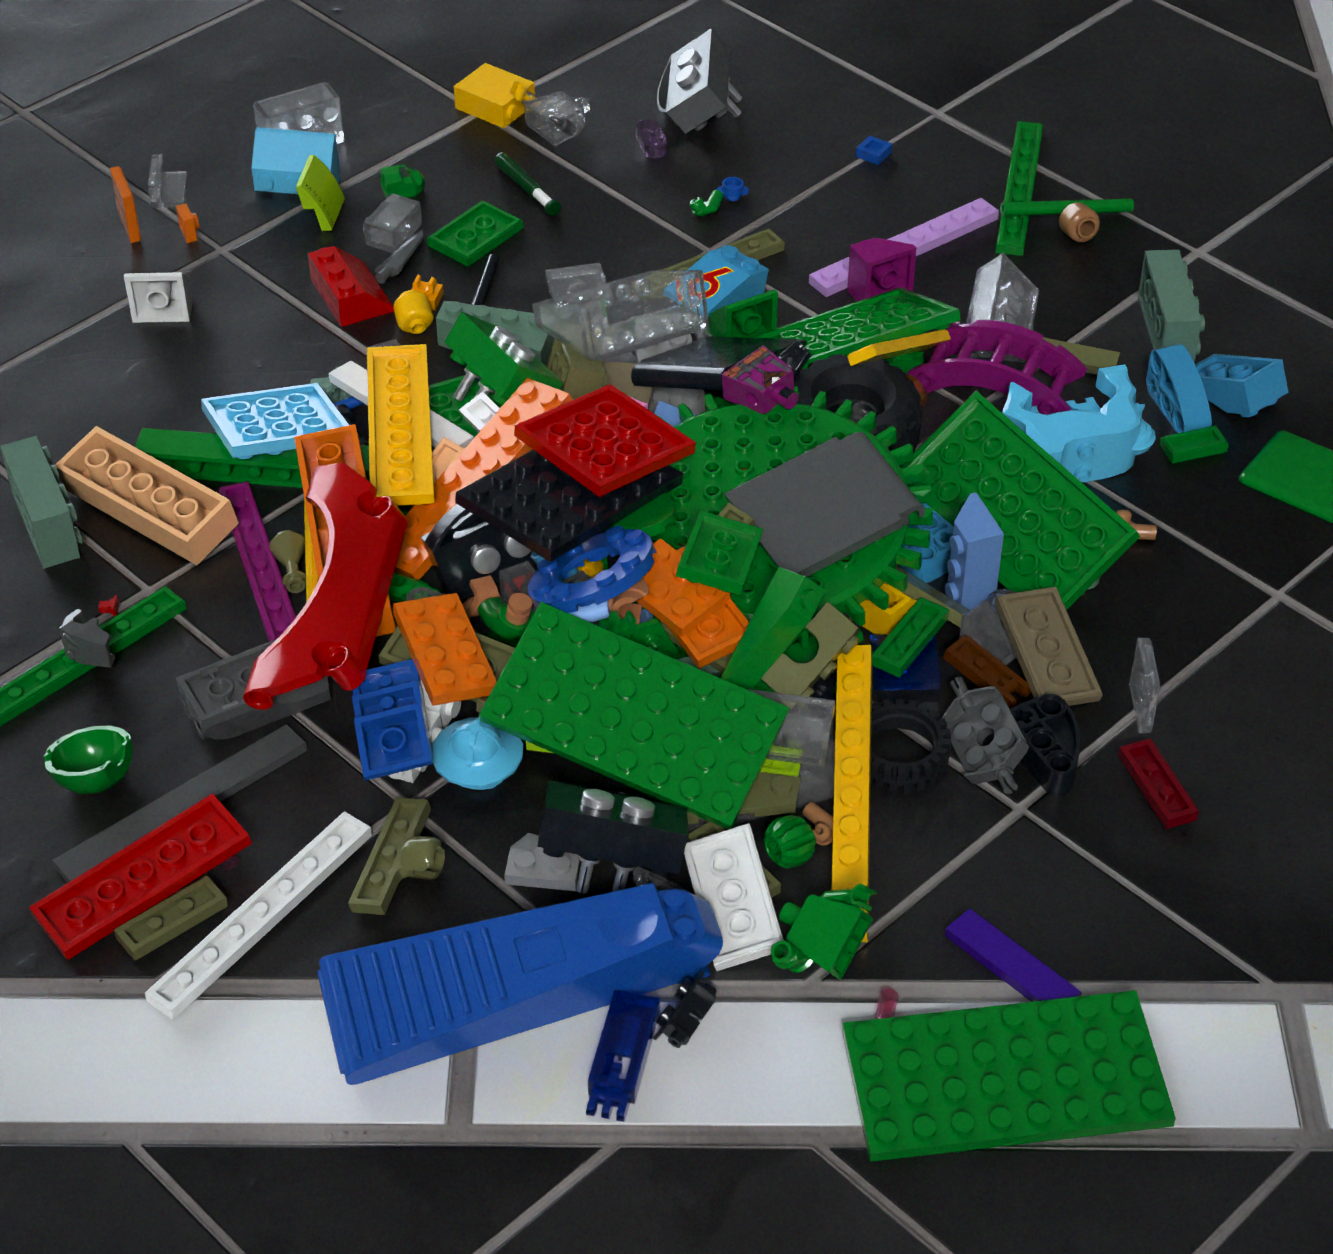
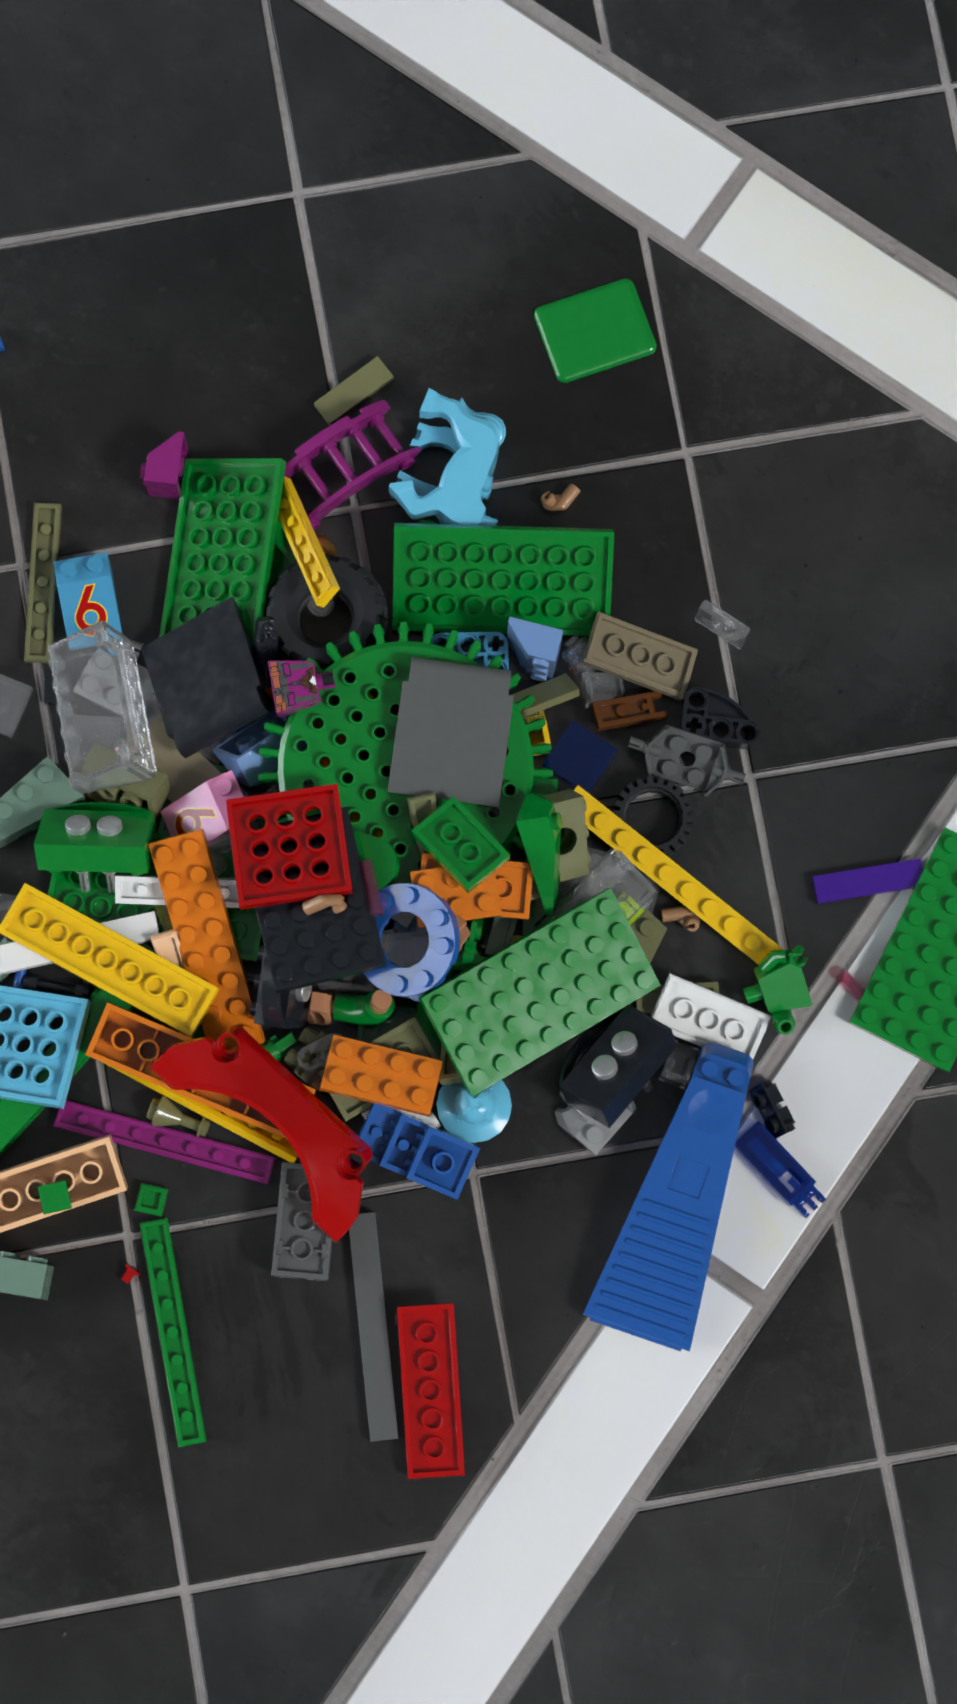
camera: 60 degrees left, 35 degrees up
(85, 641) = (183, 1314): dark grey hand -> none
(90, 759) = (299, 1372): green cylinder -> none
(142, 493) = (54, 1197): none -> green tile
(170, 918) = (477, 1388): olive plate -> none
(196, 586) = (151, 1199): none -> green tile
(257, 915) = (512, 1327): white plate -> none
(398, 855) = (524, 1211): olive plate -> none
(578, 483) = (321, 902): none -> medium nougat arm
(618, 516) = (371, 888): none -> clear pink piece
(746, 316) = (144, 610): green slope -> none
(789, 841) = (688, 951): green piece -> none
(910, 637) = (572, 743): green plate -> none
(924, 237) = (131, 412): lavender plate -> none
(1003, 295) = (268, 405): clear slope -> none
(1020, 186) = (121, 263): green tile -> none
(1057, 207) = (181, 254): green piece -> none
(1079, 222) = (208, 261): medium nougat head -> none
(1158, 783) = (796, 677): dark red plate -> none
(1169, 302) = (368, 286): sand green brick -> none
(1178, 388) = (458, 356): dark azure beam -> none
(1193, 444) = (506, 384): green tile -> none
(1242, 382) = (469, 303): dark azure slope -> none

